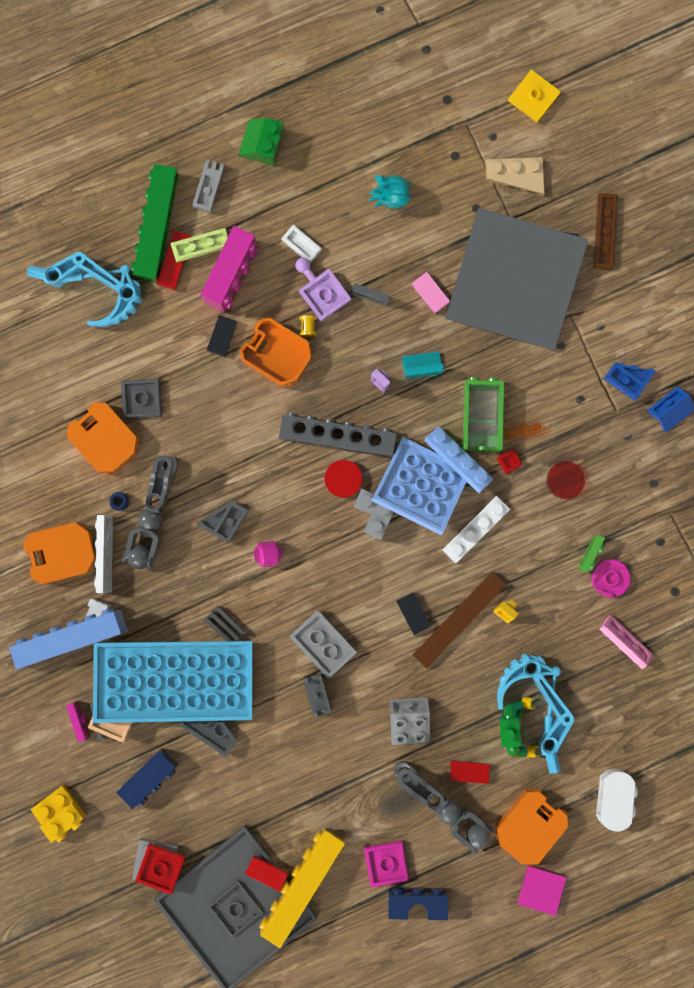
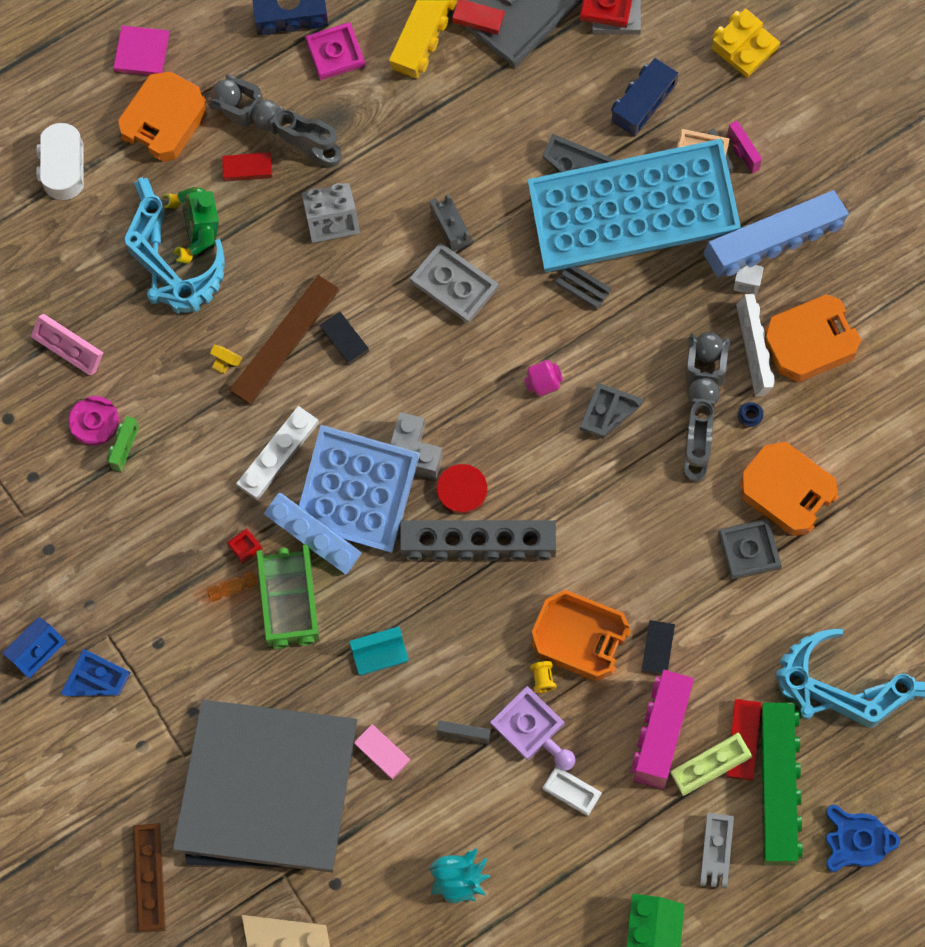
camera: 175 degrees right, 15 degrees down
(110, 178) = (858, 840): none -> blue tile
(380, 380) = (432, 614): lavender plate -> none
(565, 480) = (167, 534): clear red tile -> none

